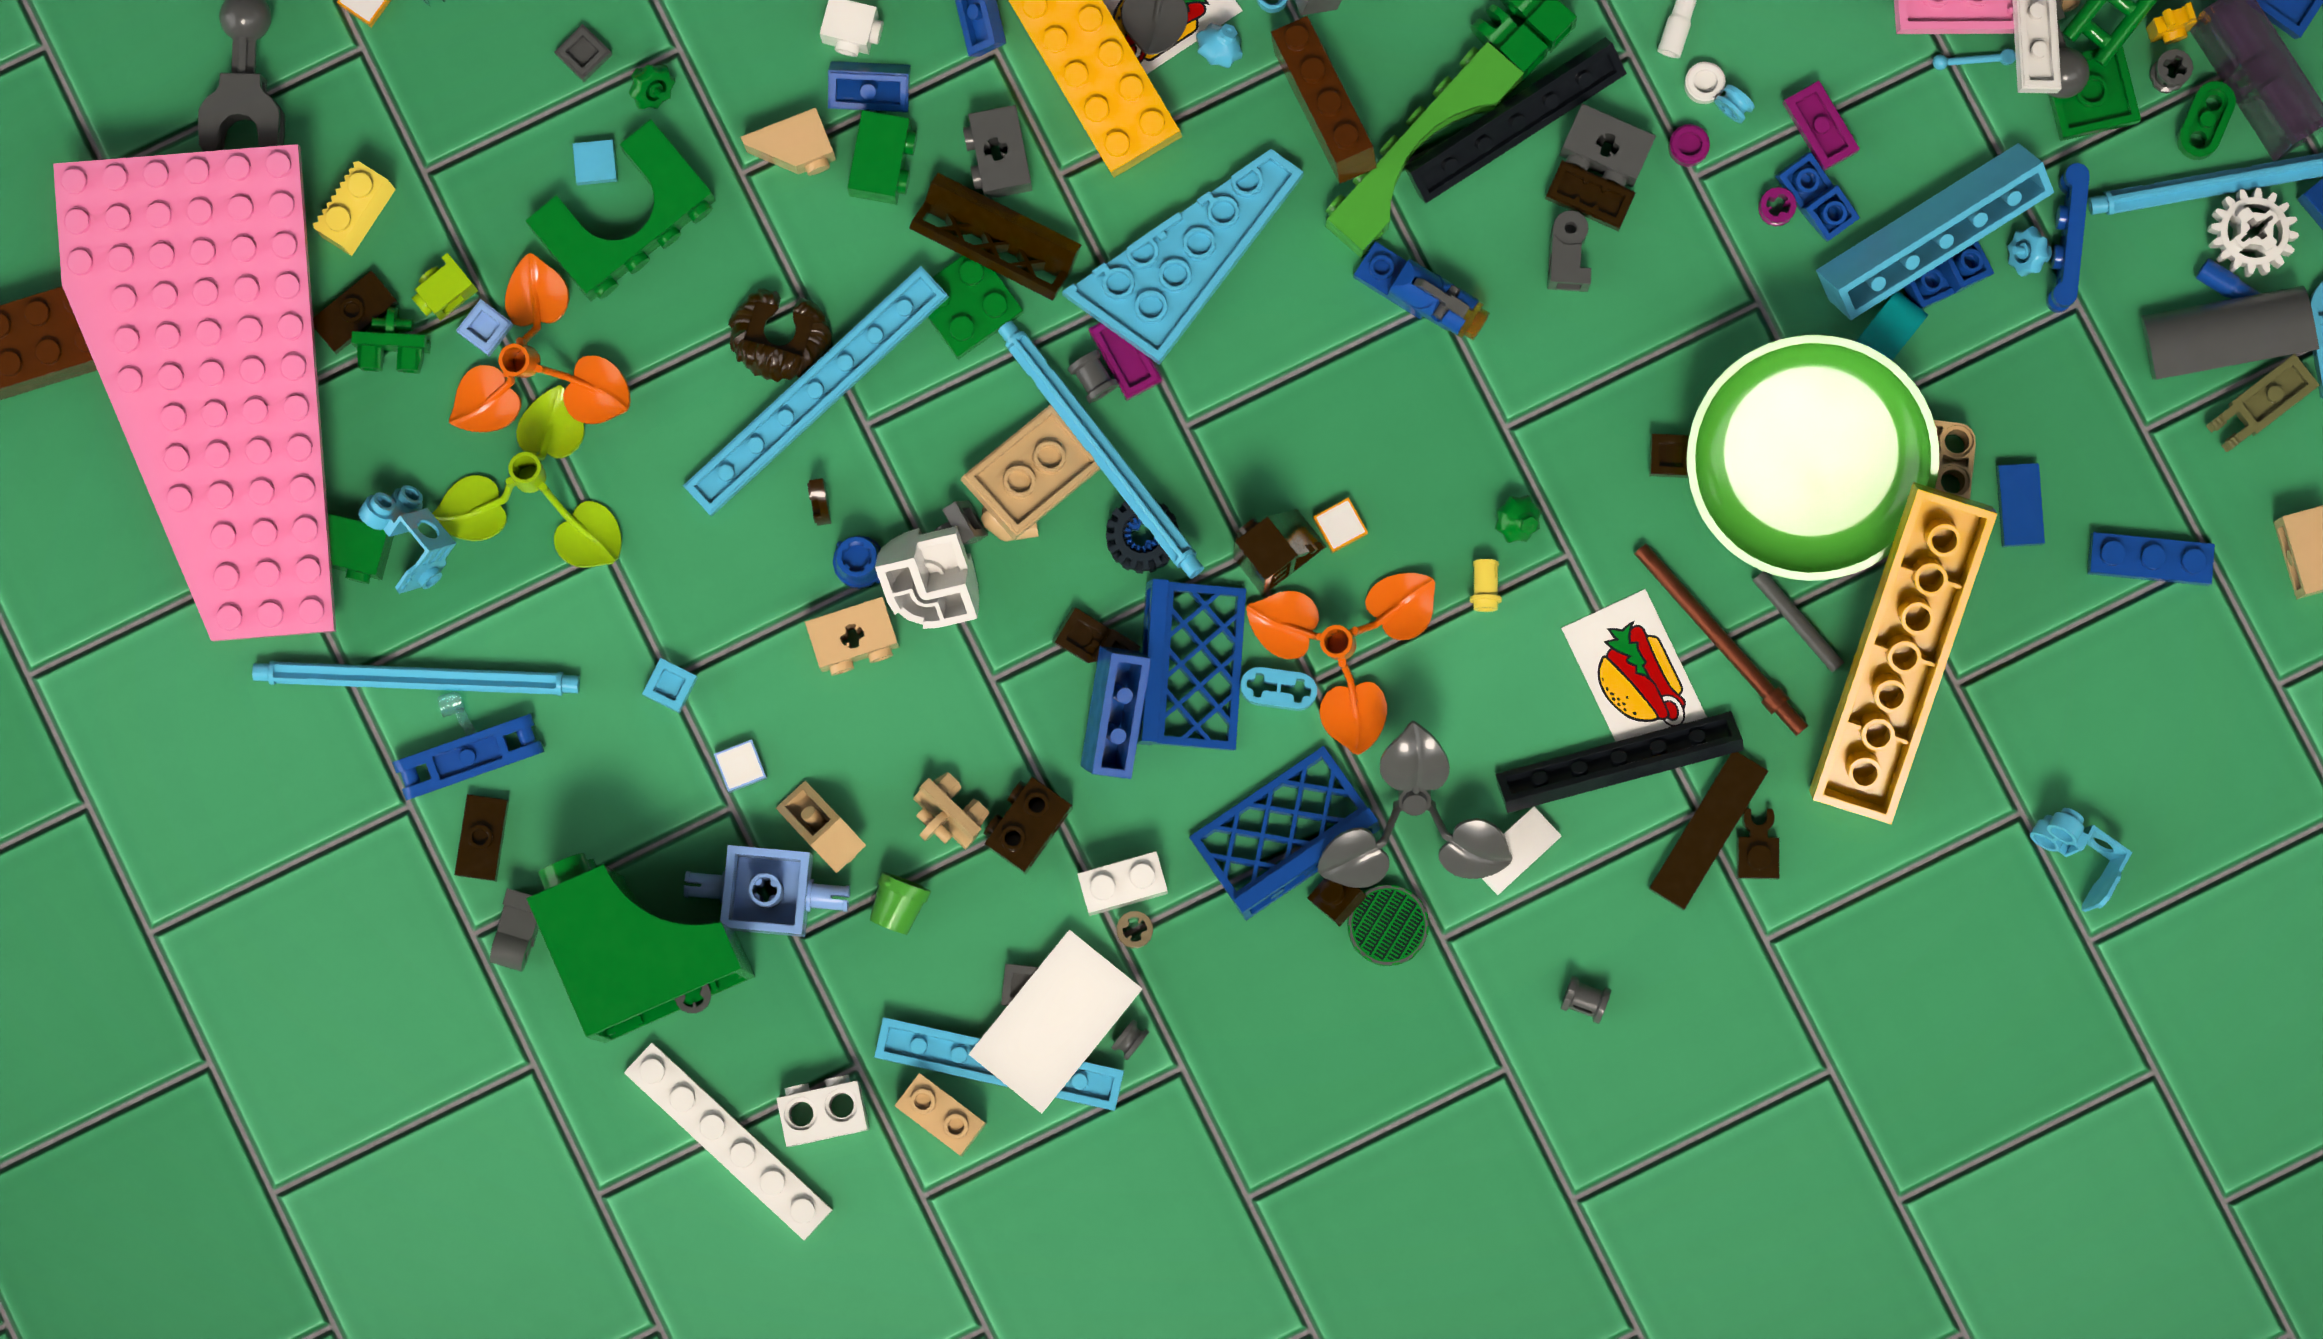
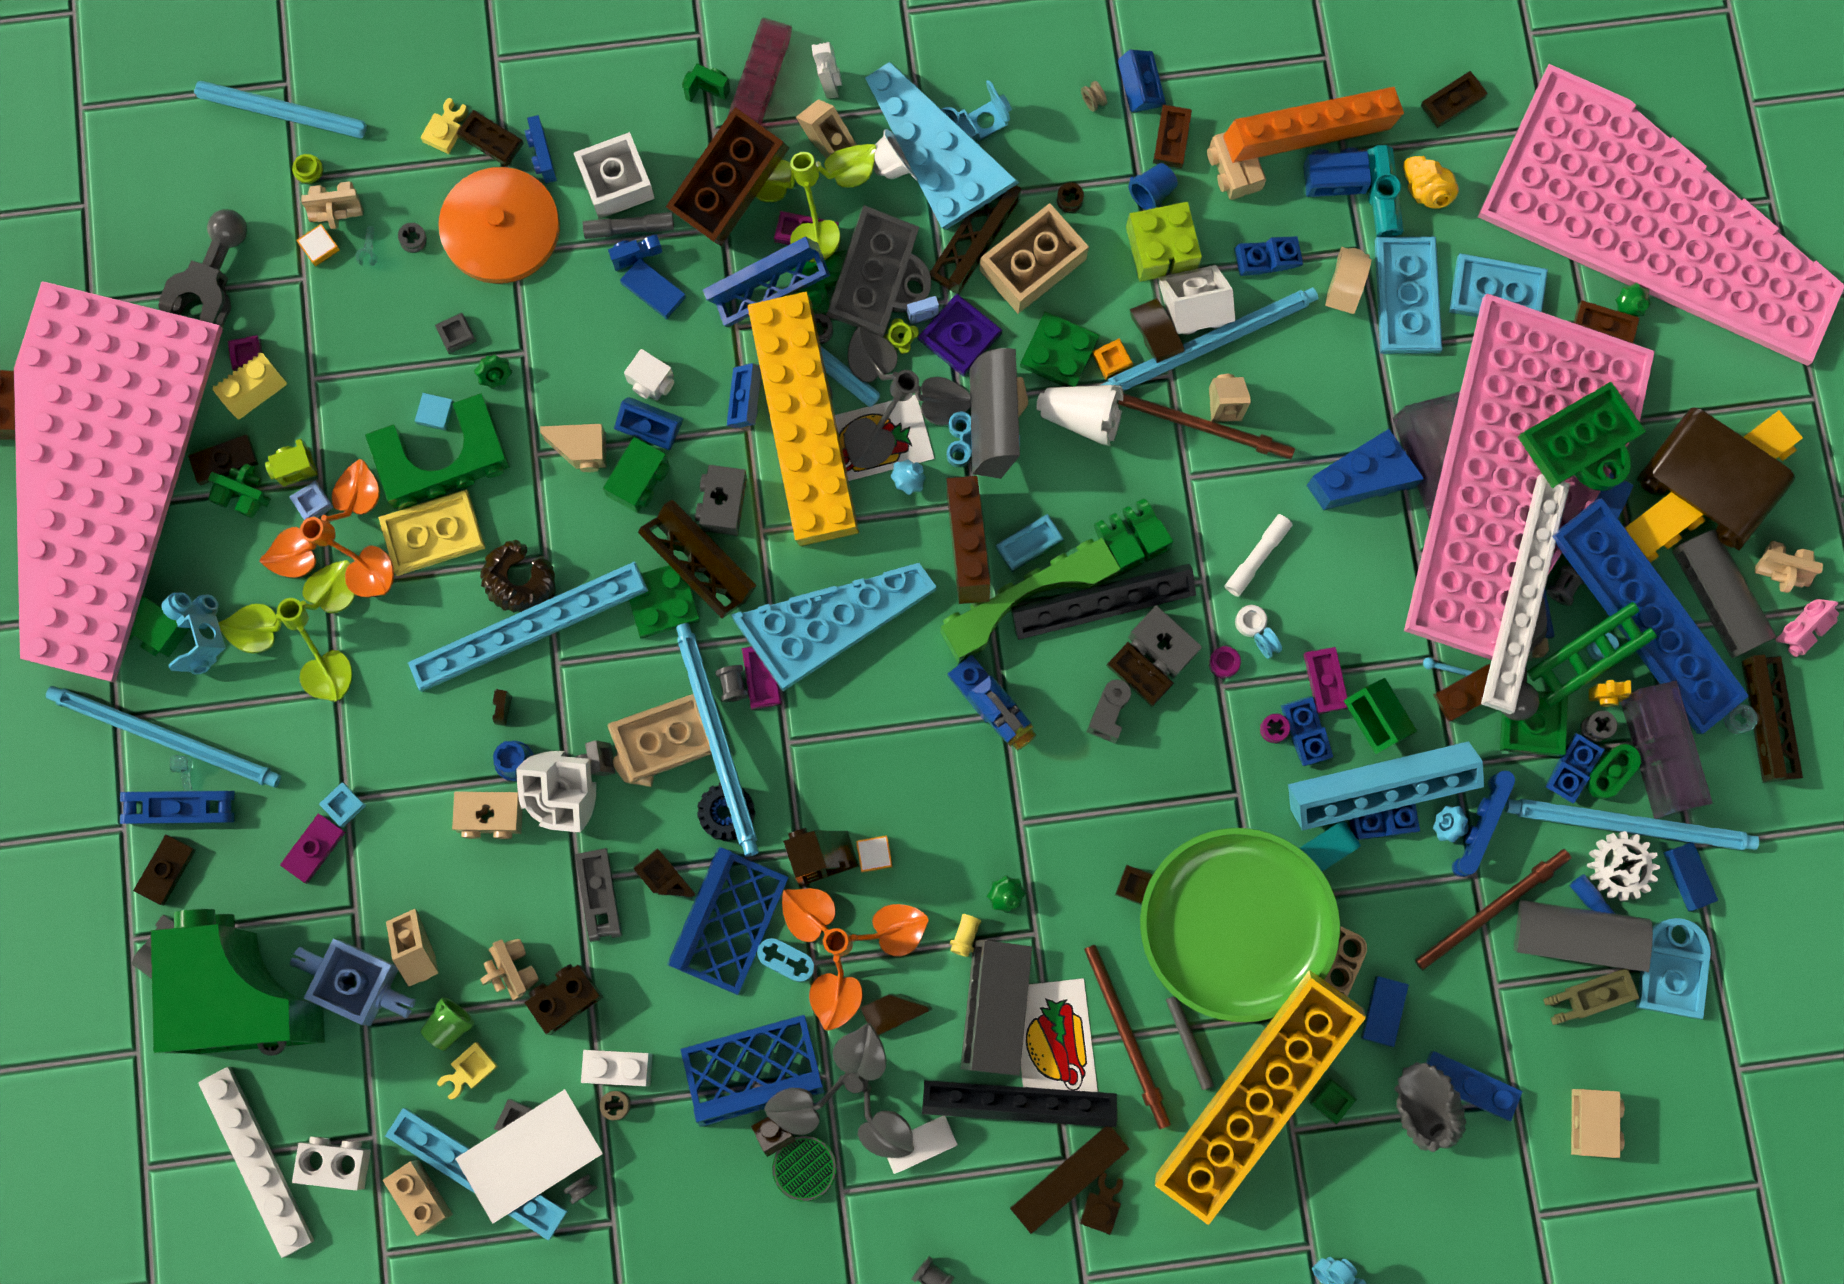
camera: 15 degrees right, 5 degrees down
(327, 168) = (243, 350): none -> magenta tile
(650, 314) = (431, 532): none -> light yellow tile
(652, 750) = (312, 848): none -> magenta plate
(740, 766) = (372, 881): white tile -> none
(947, 944) = (470, 1068): none -> light yellow plate
(1022, 686) = (598, 893): none -> dark grey plate
(1115, 712) = (656, 937): blue brick -> none
(1398, 77) = (1029, 543): none -> medium azure tile
(1430, 704) = (892, 1011): none -> dark brown slope
(1552, 658) = (996, 1007): none -> dark grey brick
(1901, 147) = (1380, 715): none -> green brick
(1992, 633) = (1333, 1101): none -> green tile
(1993, 87) = (1463, 694): none -> reddish brown plate
(2109, 598) = (1430, 1107): none -> dark grey piece
(2155, 275) = (1540, 873): none -> copper bar
(2157, 132) = (1574, 768): none -> blue slope

